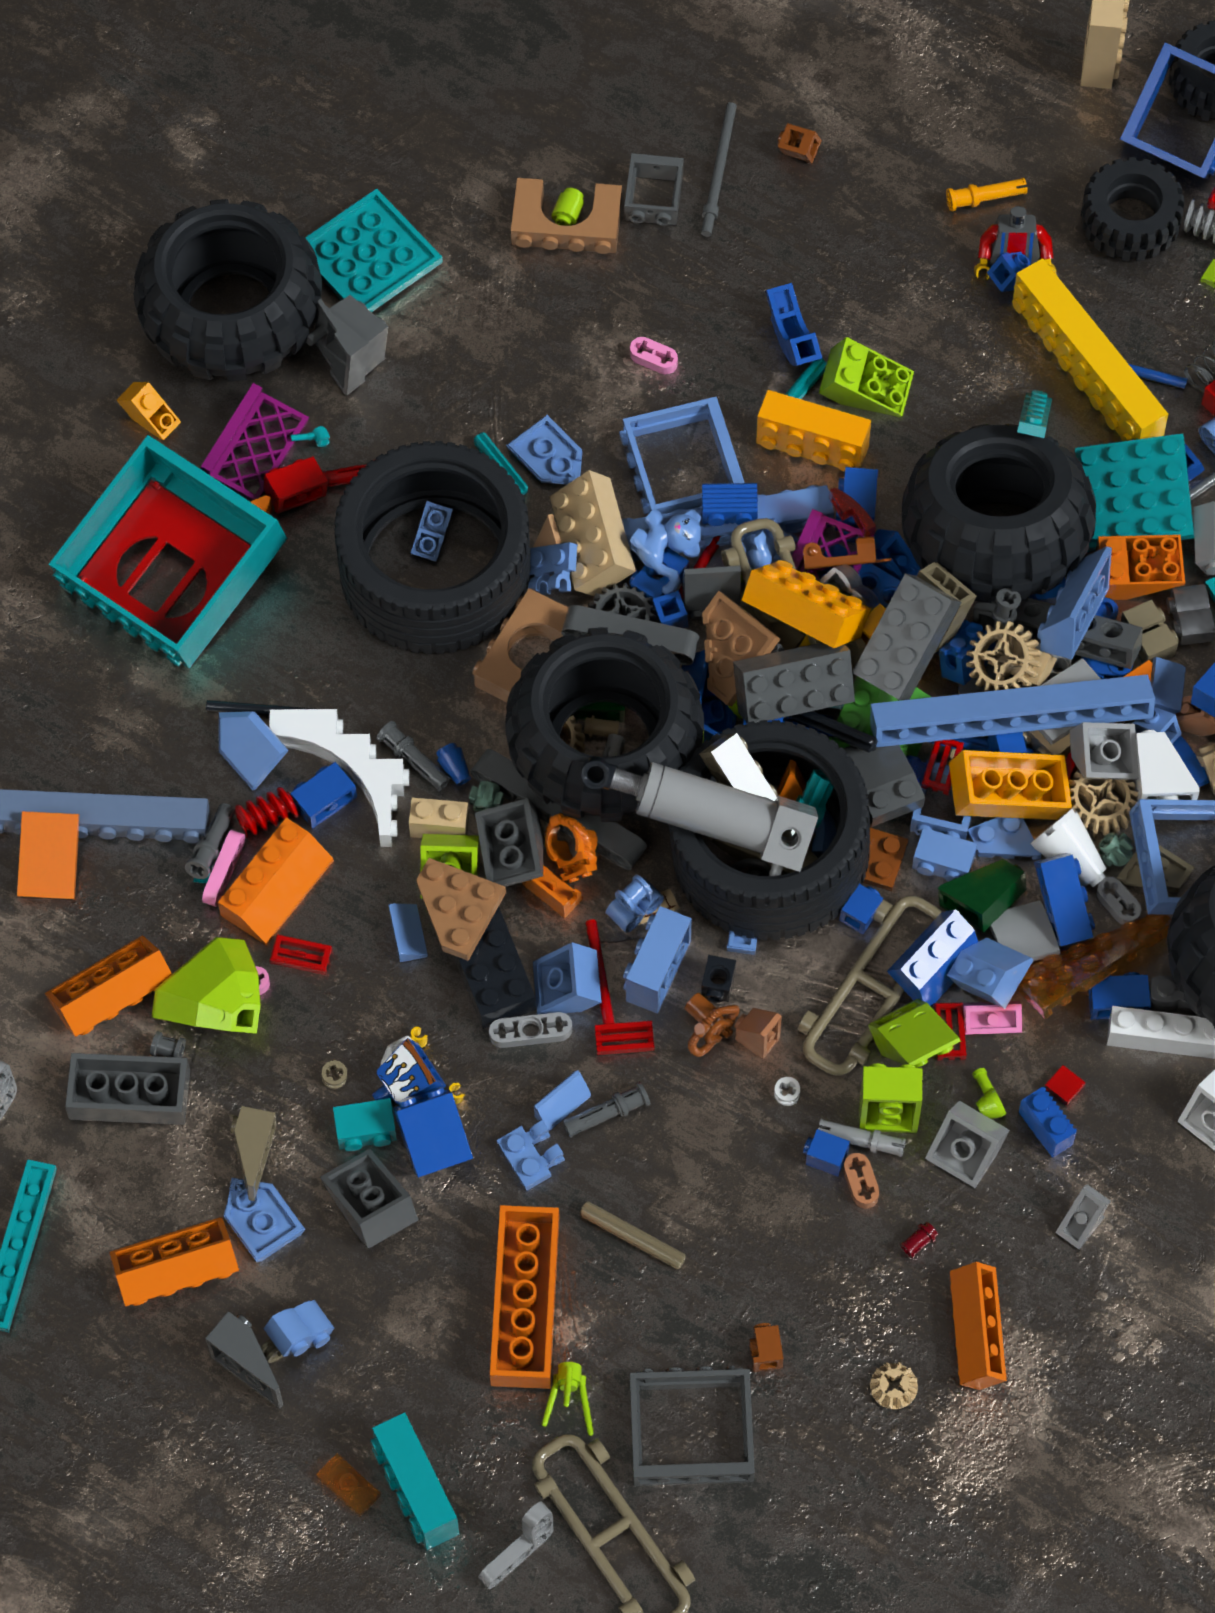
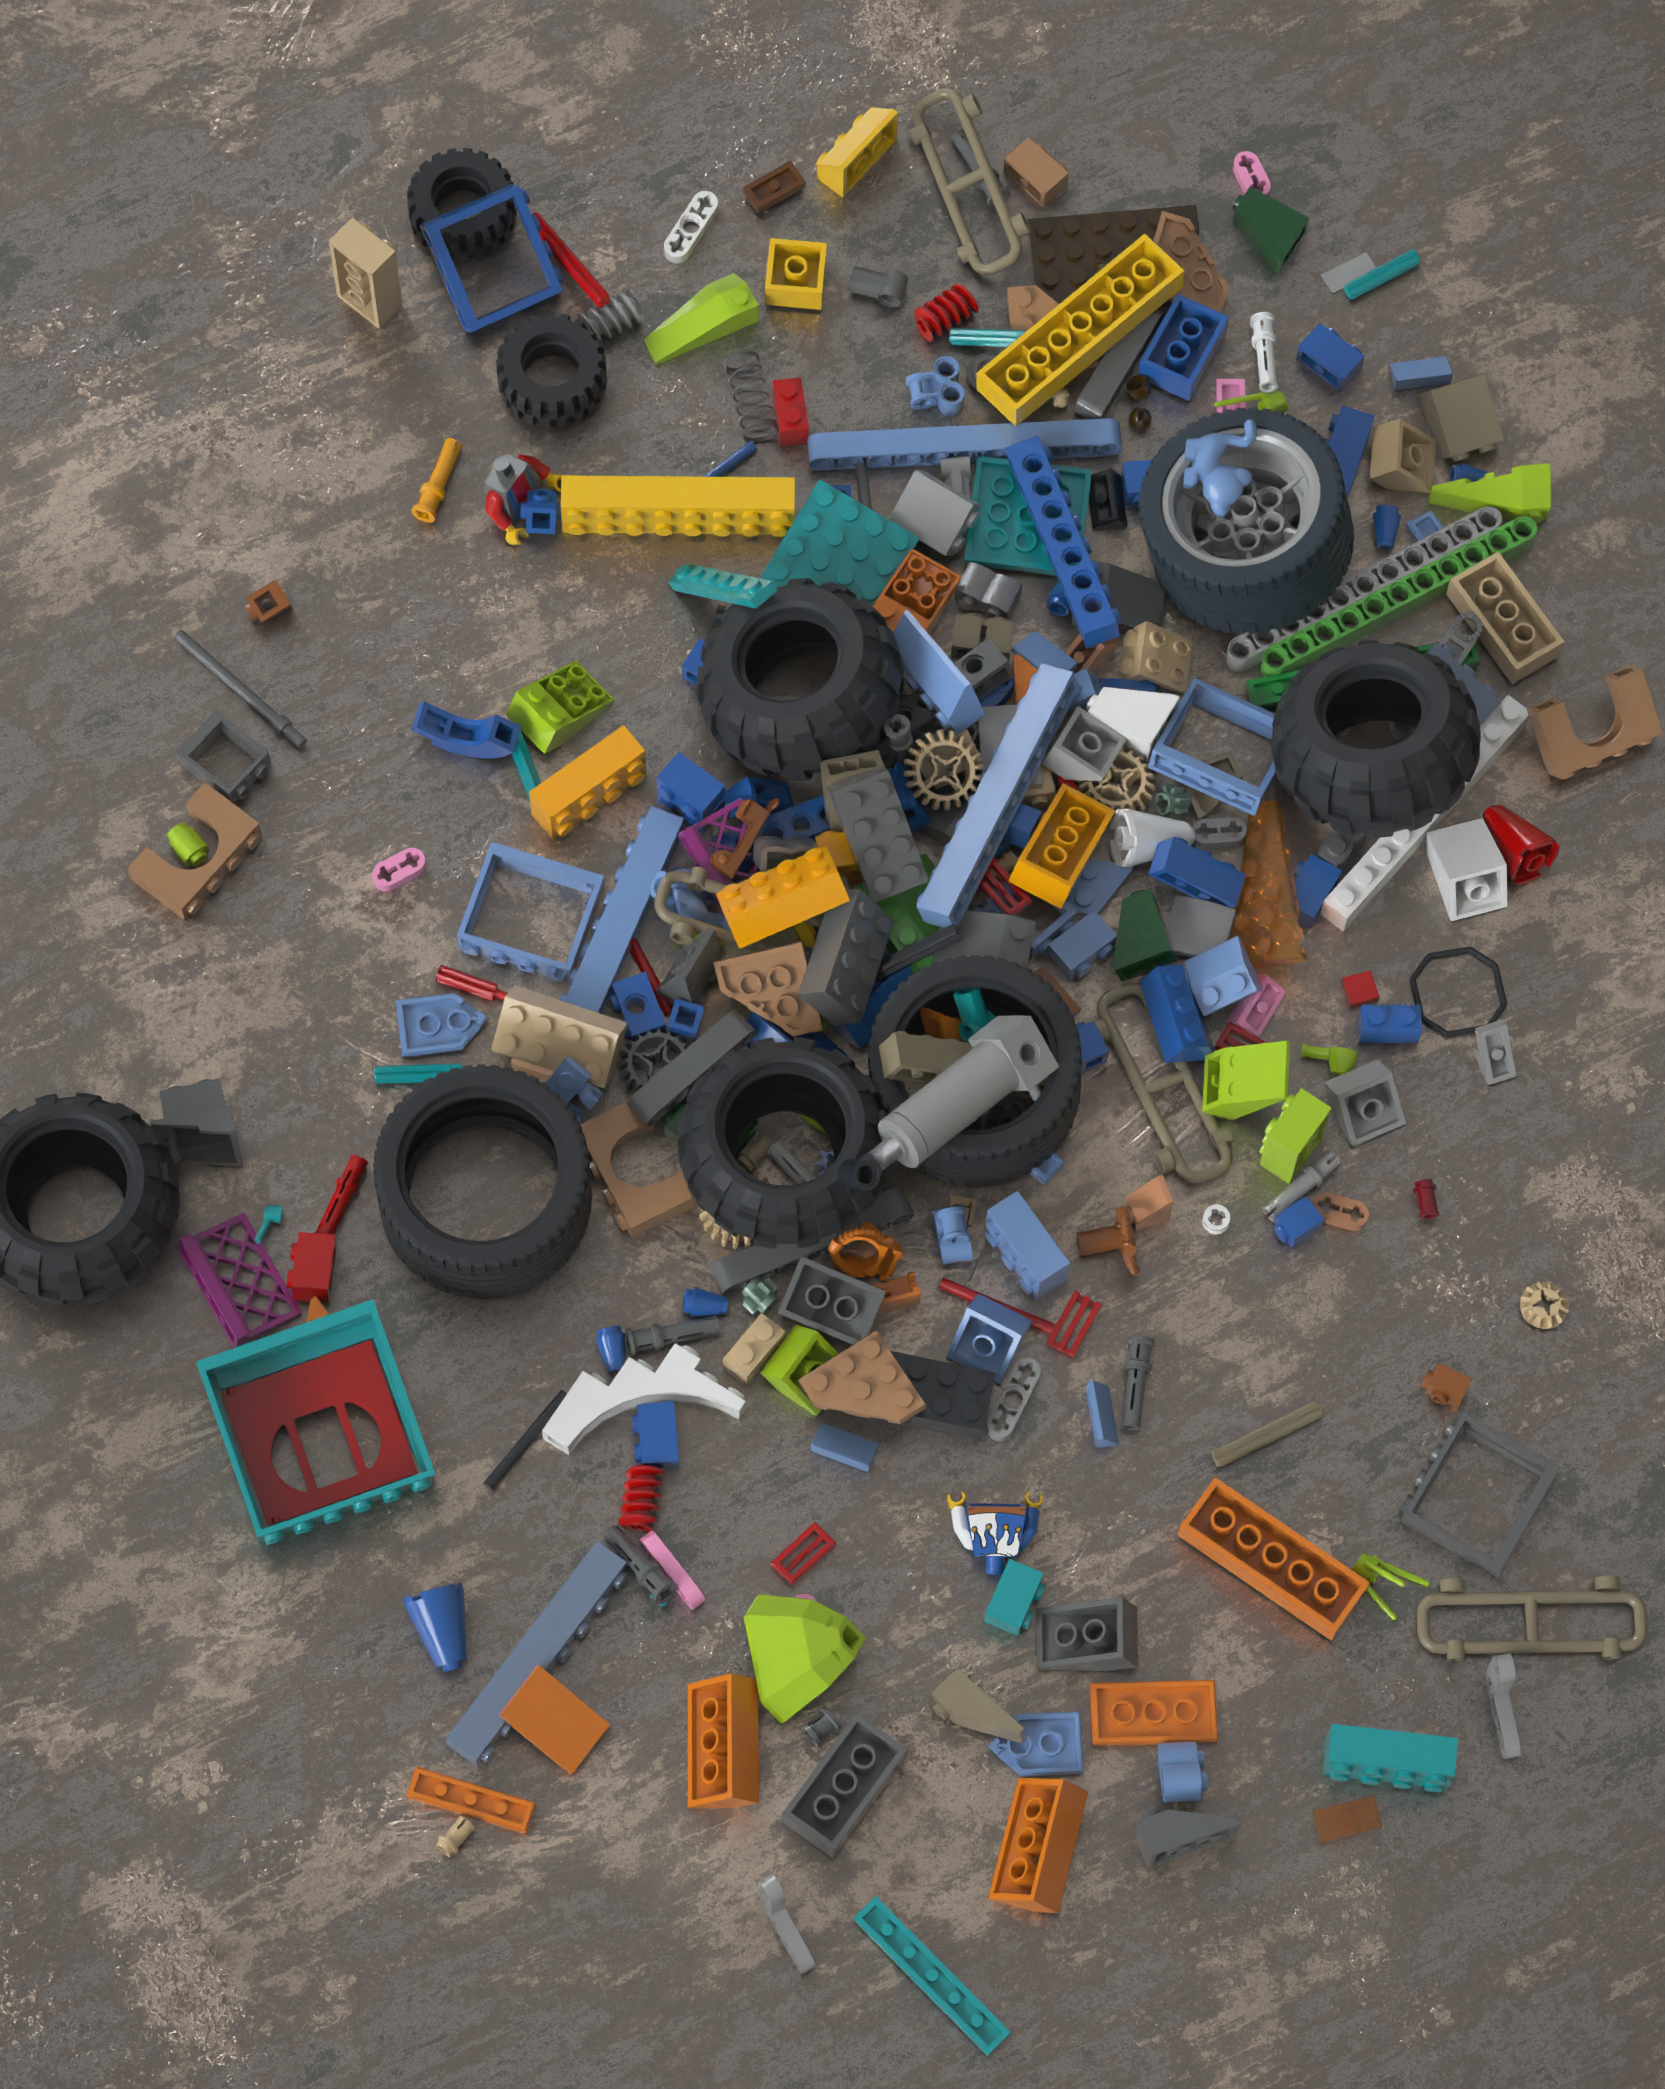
camera: 60 degrees left, 5 degrees up
(72, 734) = (441, 1623): none -> blue cone
(148, 409) = (132, 1351): light orange slope -> none
(249, 746) = (562, 1472): medium blue tile -> none
(275, 882) = (717, 1532): orange slope -> none
(340, 1068) = (938, 1588): dark tan bush -> none
(341, 1286) = (1153, 1712): none -> orange tile
(371, 252) = (106, 1046): teal plate -> none
(374, 720) = (612, 1347): none -> blue cone
(431, 531) = (446, 1177): medium blue slope -> none
(432, 1131) = (1067, 1541): blue brick -> none
(524, 1158) = (1134, 1480): medium blue plate -> none
(596, 450) = (469, 983): none -> red axle
(680, 534) = (619, 961): medium blue animal -> none
(718, 968) = (1070, 1196): black brick -> none
(729, 503) = (618, 899): blue brick -> none
(849, 507) = (704, 801): clear red slope -> none
(977, 1326) = (1540, 1201): orange brick -> none
(1147, 1134) = (1454, 952): none -> black piece

